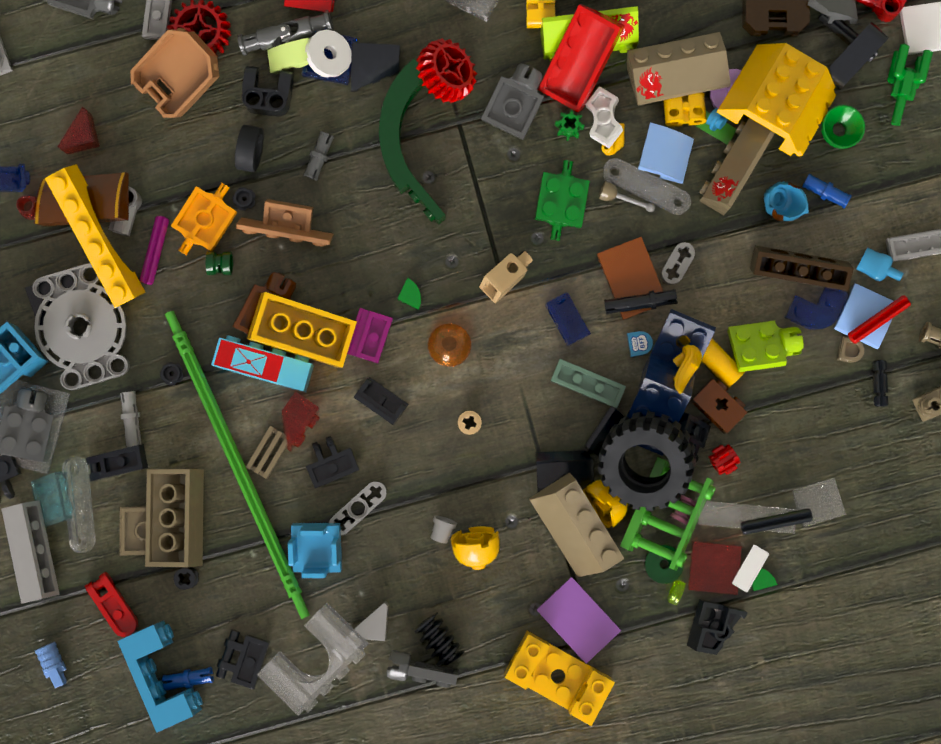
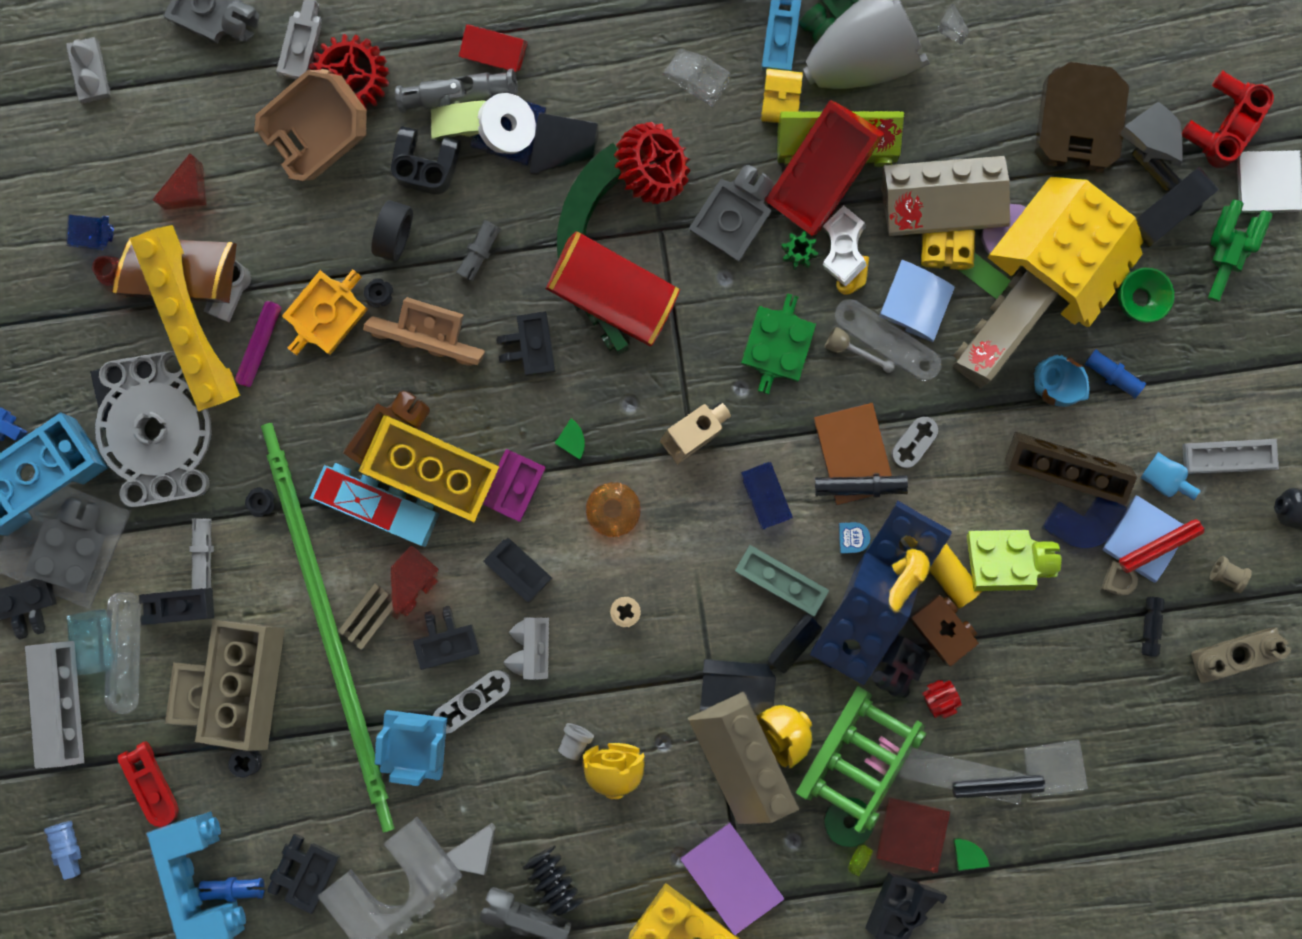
camera: 15 degrees right, 0 degrees up
(219, 263) = (336, 370): dark green wheel -> none
(372, 224) = (535, 344): none -> black hinge
(402, 469) = (533, 660): none -> light grey tile
(428, 172) = (612, 288): none -> red slope
(642, 490) = (826, 724): black tyre -> none
(716, 120) = (985, 267): dark azure plate -> none
(750, 568) = (958, 841): white sticker -> none

